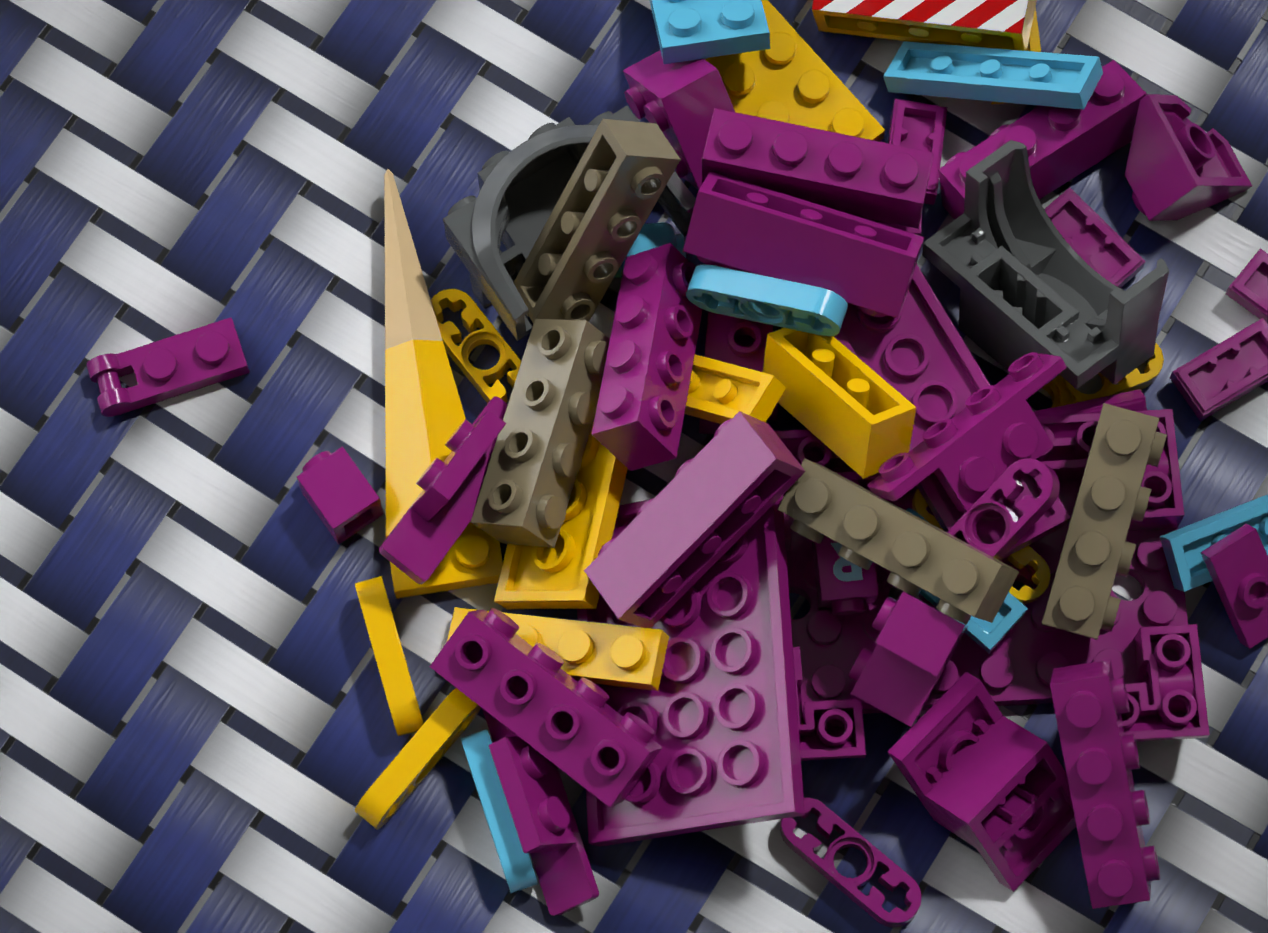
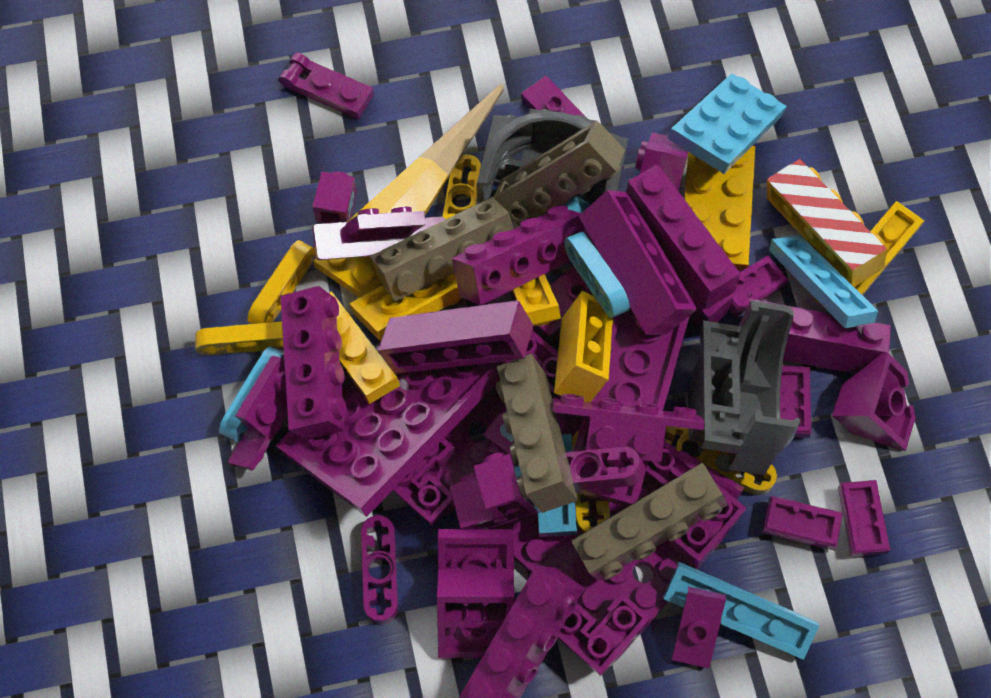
camera: 45 degrees right, 5 degrees down
(465, 141) = (548, 96): none -> magenta plate

